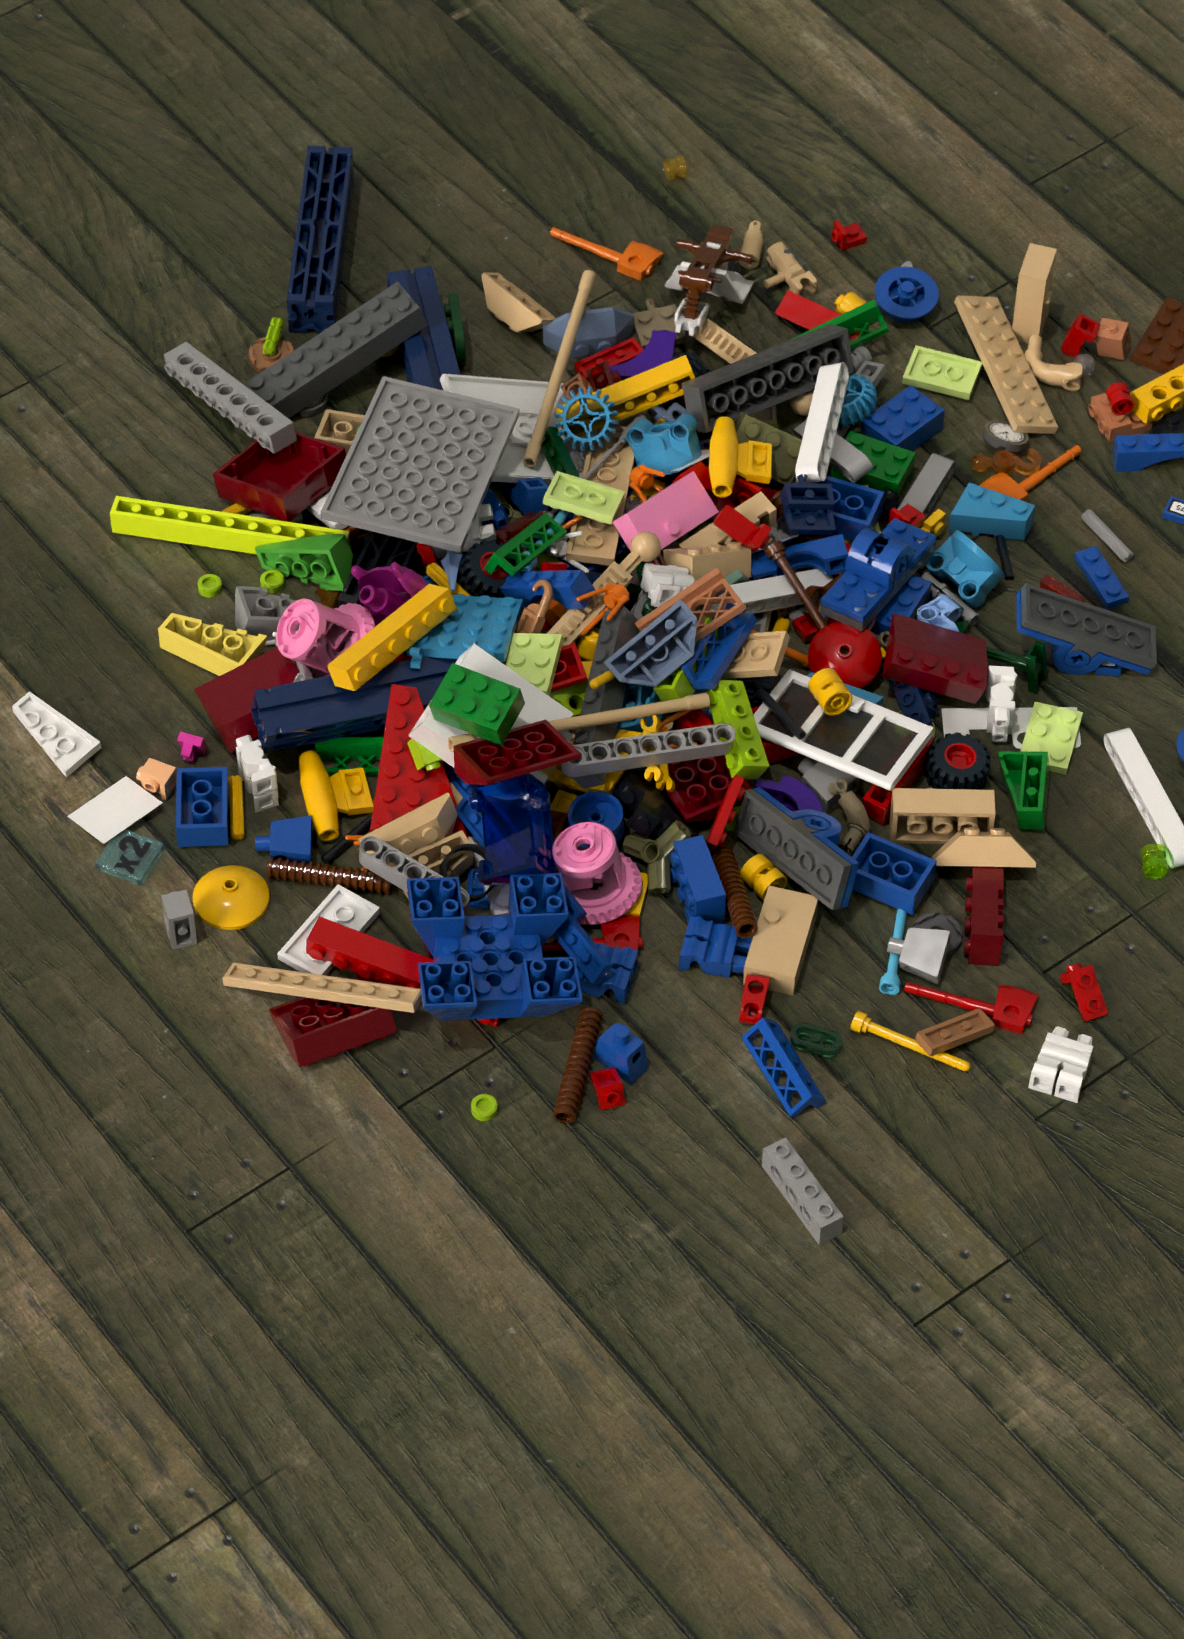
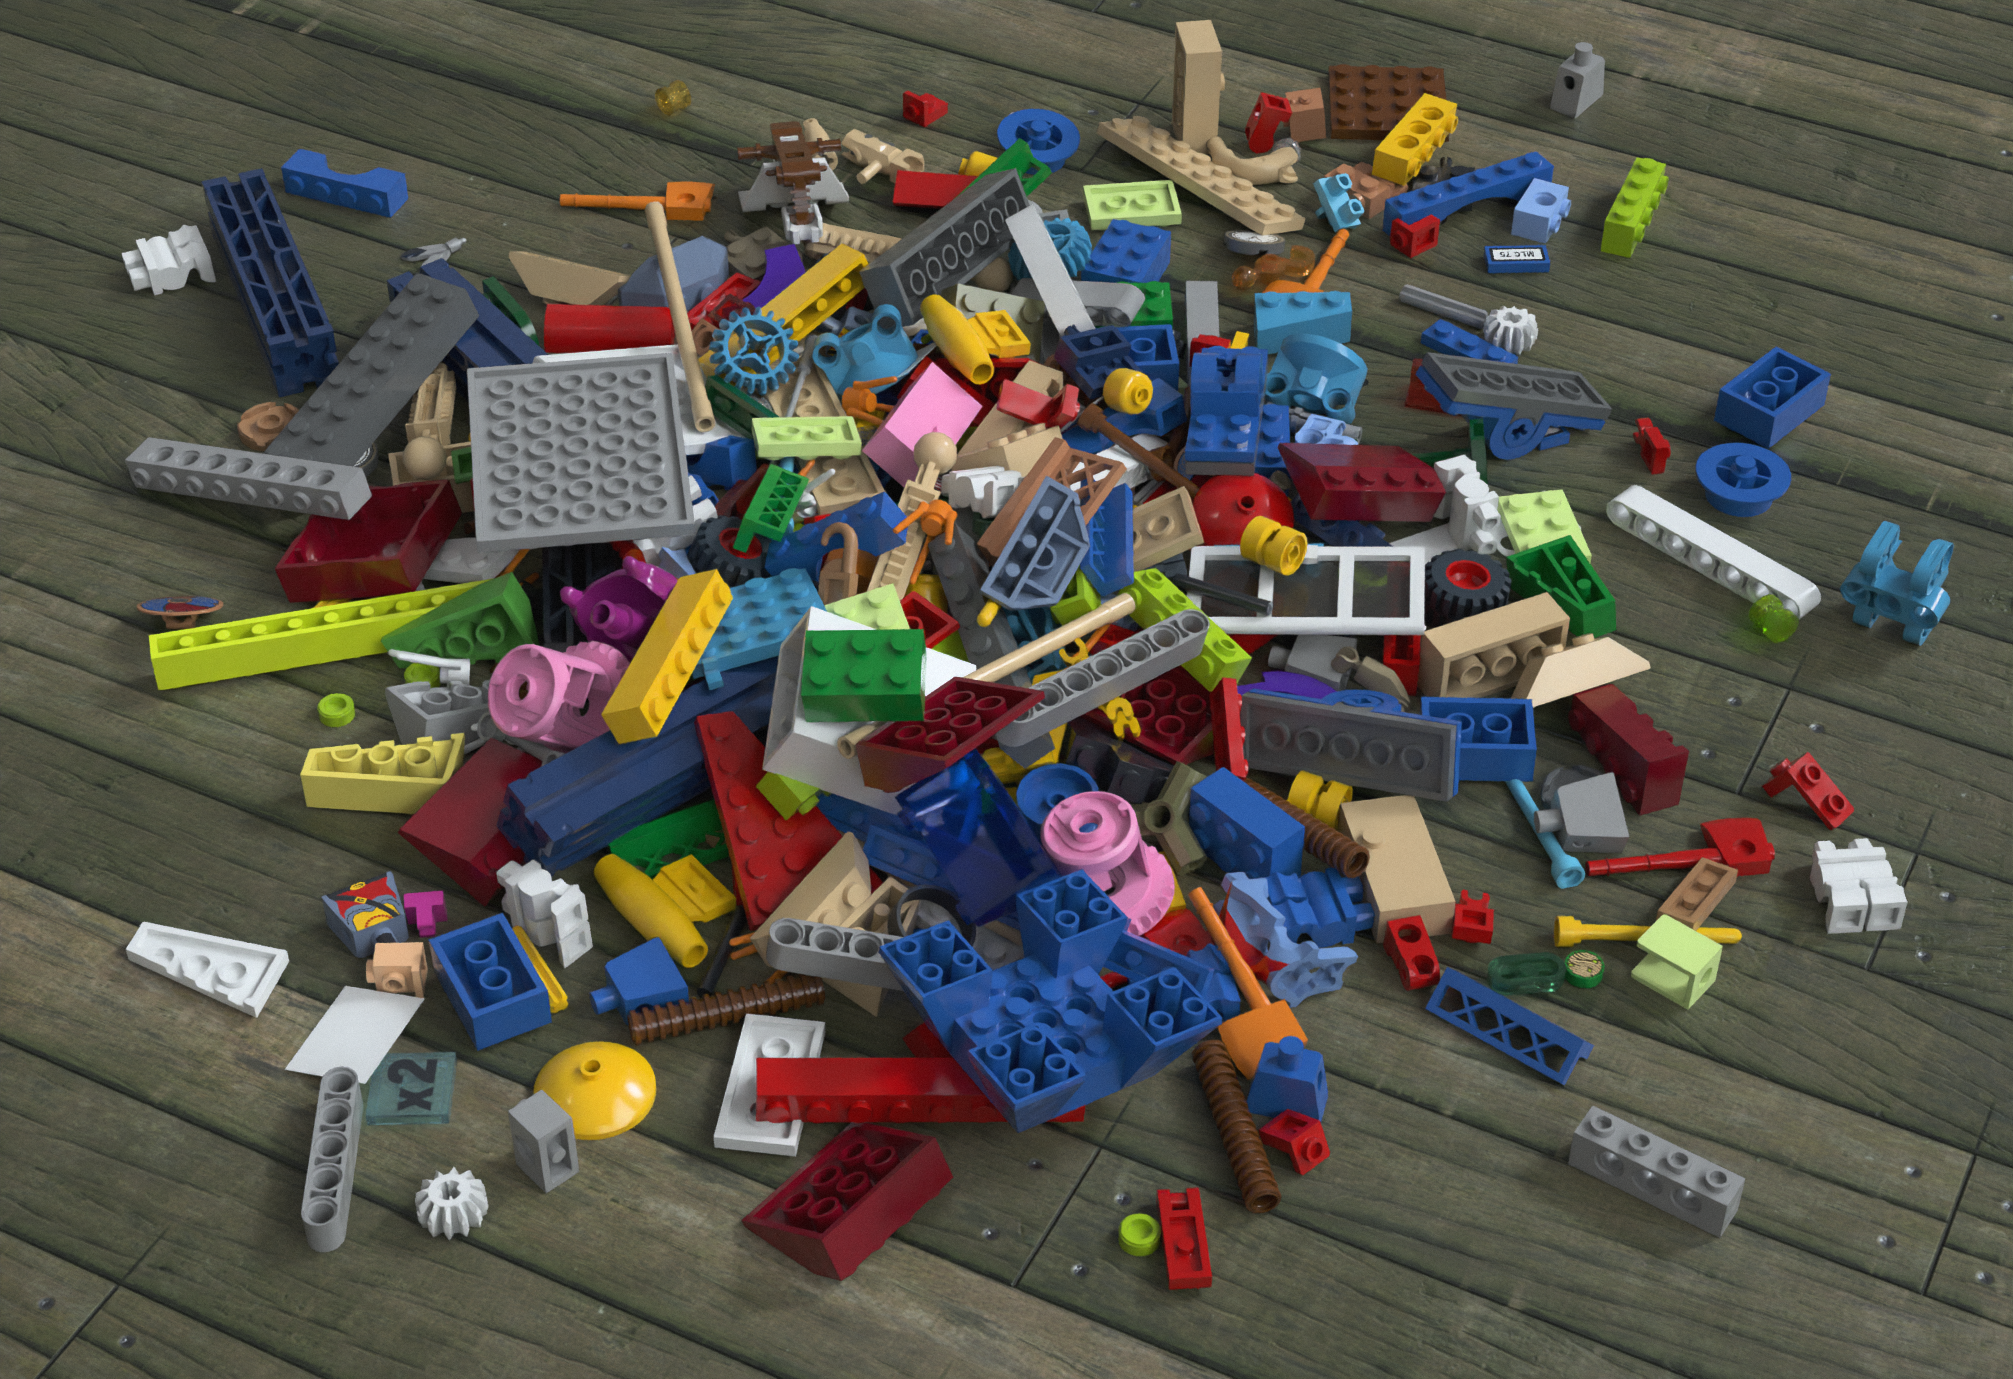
camera: 25 degrees left, 10 degrees down
(64, 883) = (332, 1159): none -> light grey beam
(114, 936) = (451, 1203): none -> white gear
(149, 477) = (180, 606): none -> shield
(158, 735) = (367, 914): none -> torso
(267, 196) = (167, 261): none -> white hips
(273, 336) = (264, 401): lime axle -> none
(288, 583) = (449, 668): none -> white plant
(323, 987) = (815, 1154): tan tile -> none
(356, 401) = (430, 424): none -> tan gear
(429, 183) = (372, 192): none -> blue arch
(445, 249) = (433, 252): none -> light grey piece
(505, 1119) = (1184, 1239): none -> red plate
(519, 353) = (605, 327): none -> red brick
(637, 1011) = (1266, 1022): none -> orange piece
(656, 963) = (1286, 966): none -> medium blue hips
(808, 993) = (1473, 919): none -> red plate
(810, 537) = (1128, 391): none -> yellow head
(855, 1050) = (1584, 969): none -> tile
(910, 1068) = (1678, 961): none -> yellowish green piece
(1084, 424) = (1335, 202): none -> medium azure hips
(1119, 398) = (1365, 161): red wheel -> none
(1127, 471) = (1416, 237): none -> red bracket
(1137, 573) = (1511, 329): none -> white gear
(1170, 703) = (1654, 448): none -> red plate

